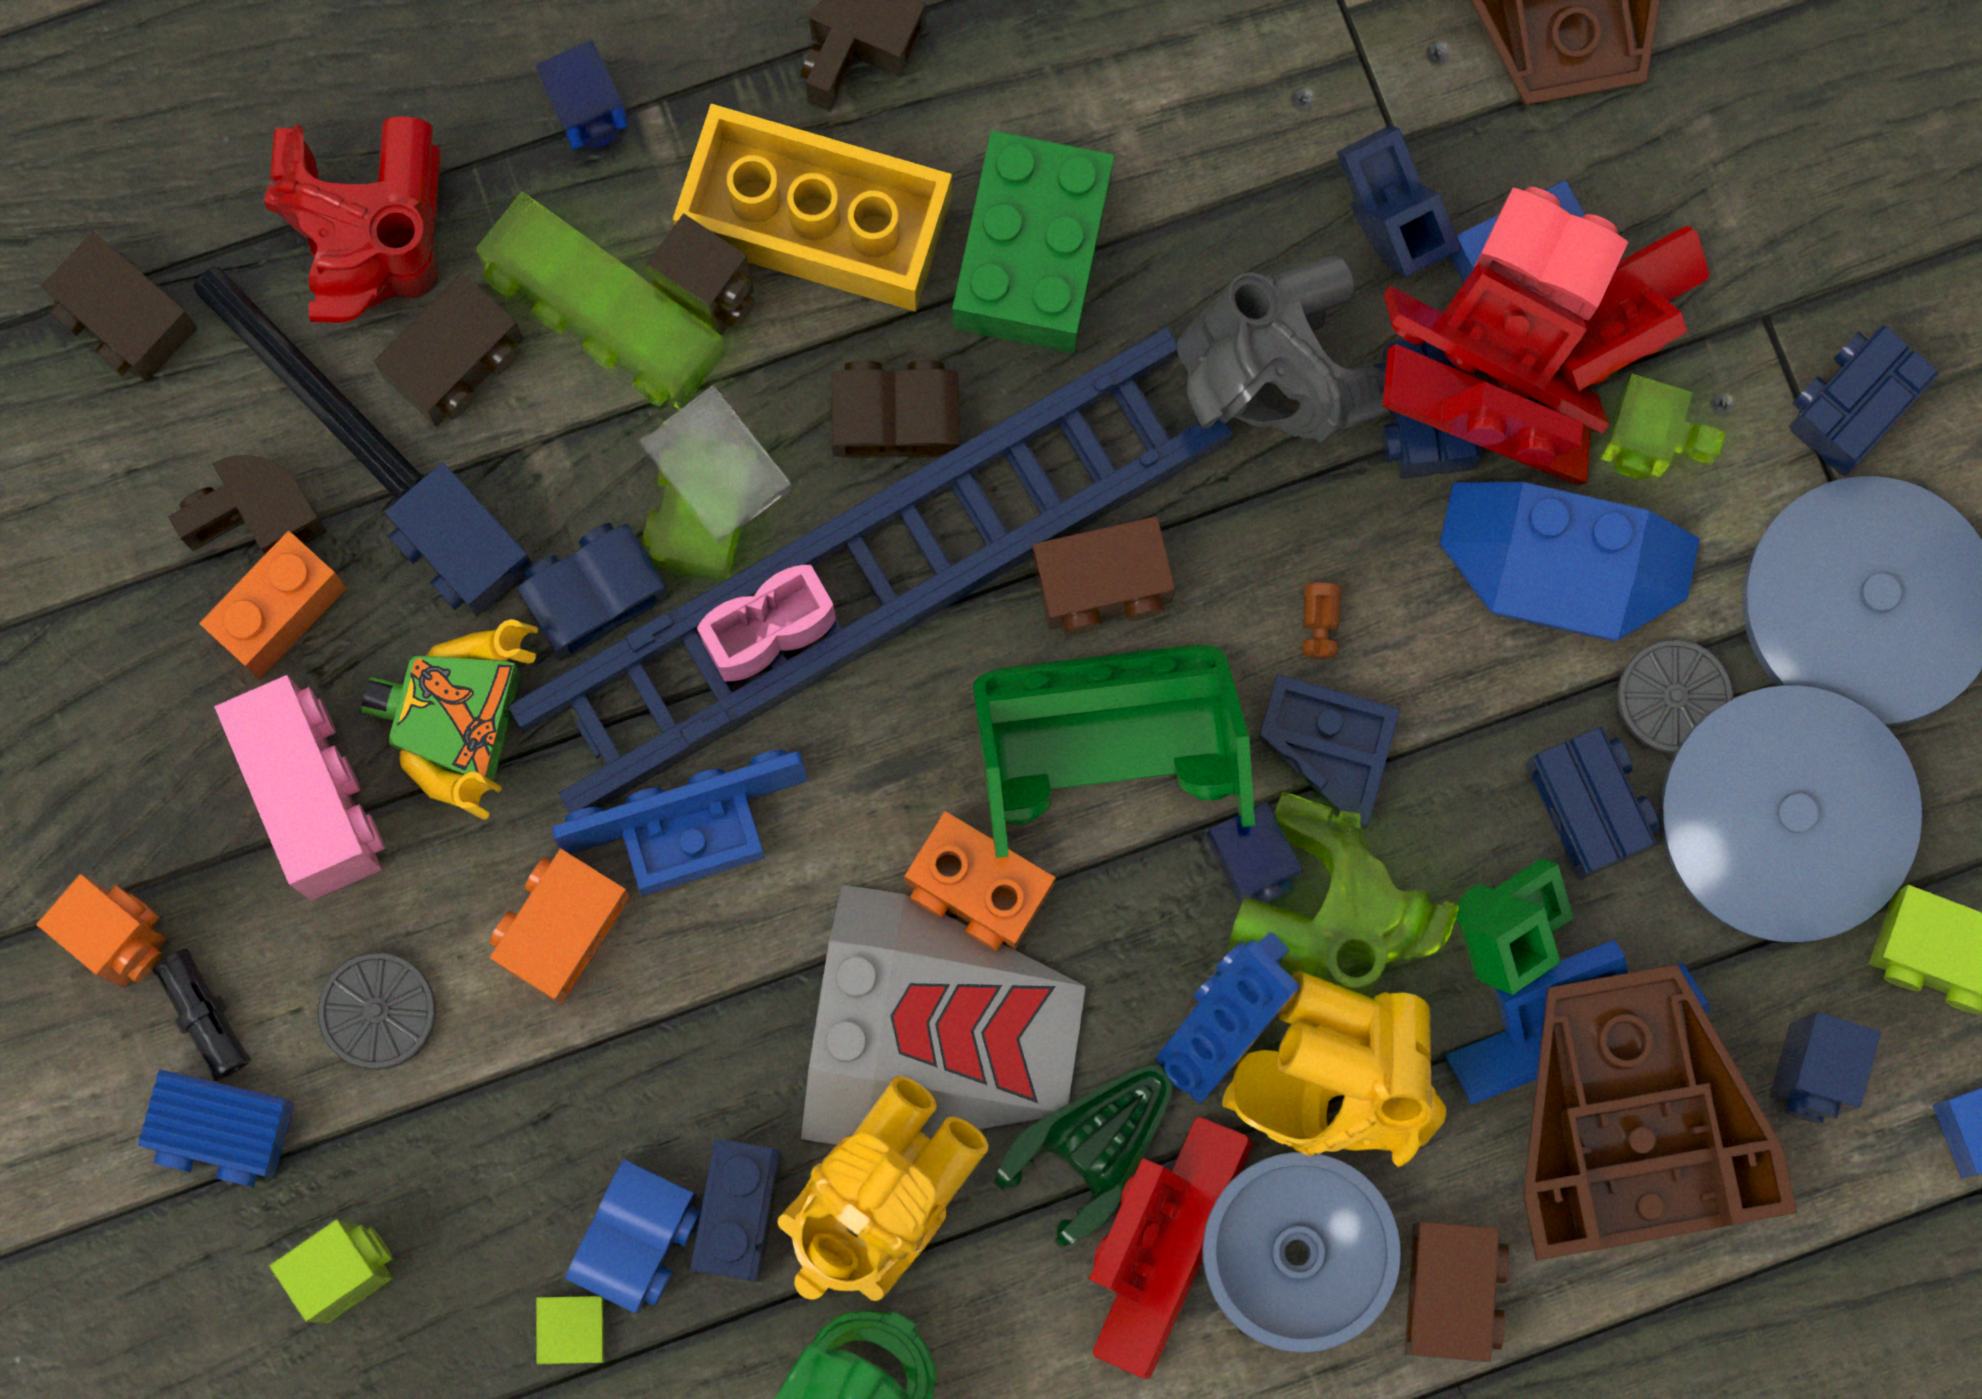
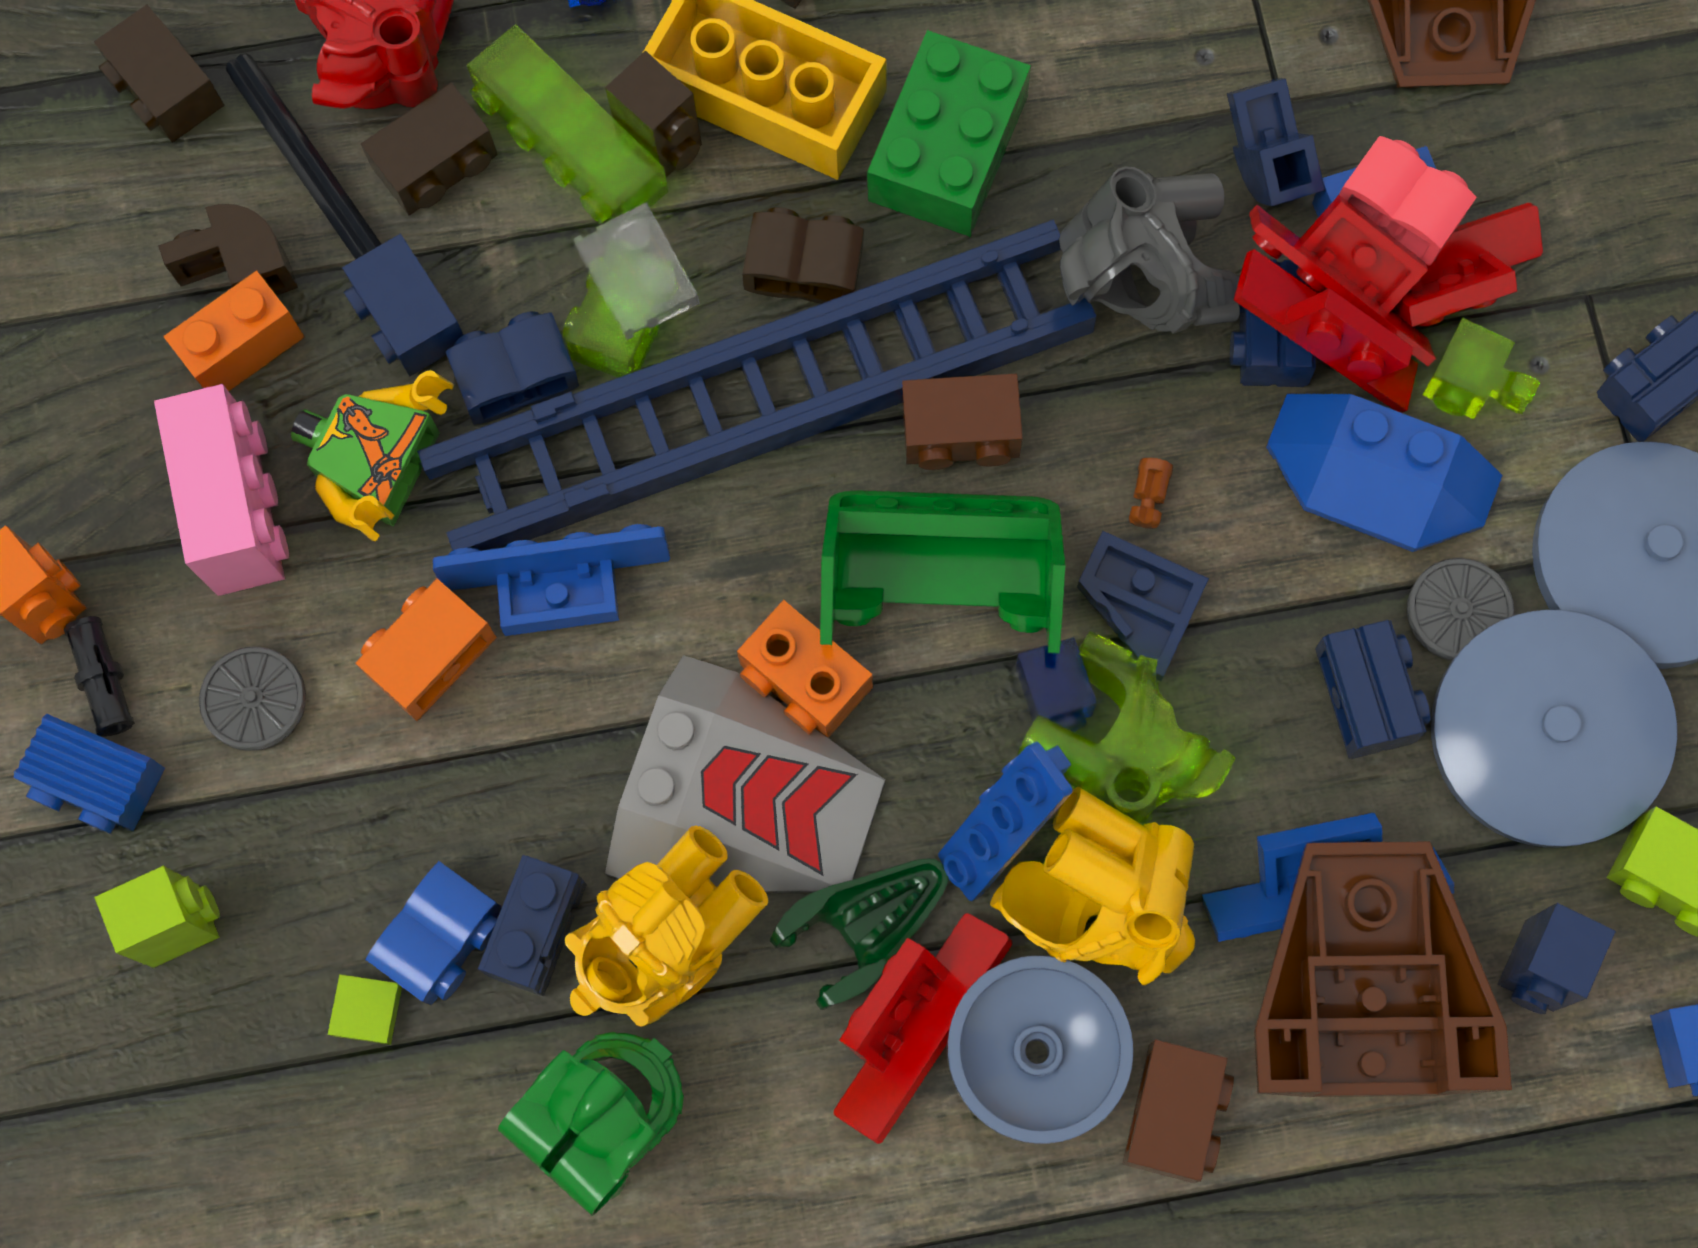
camera: 15 degrees right, 5 degrees down
(752, 630) = (668, 407): bright pink brick -> none
(1513, 925) = (1283, 785): green brick -> none

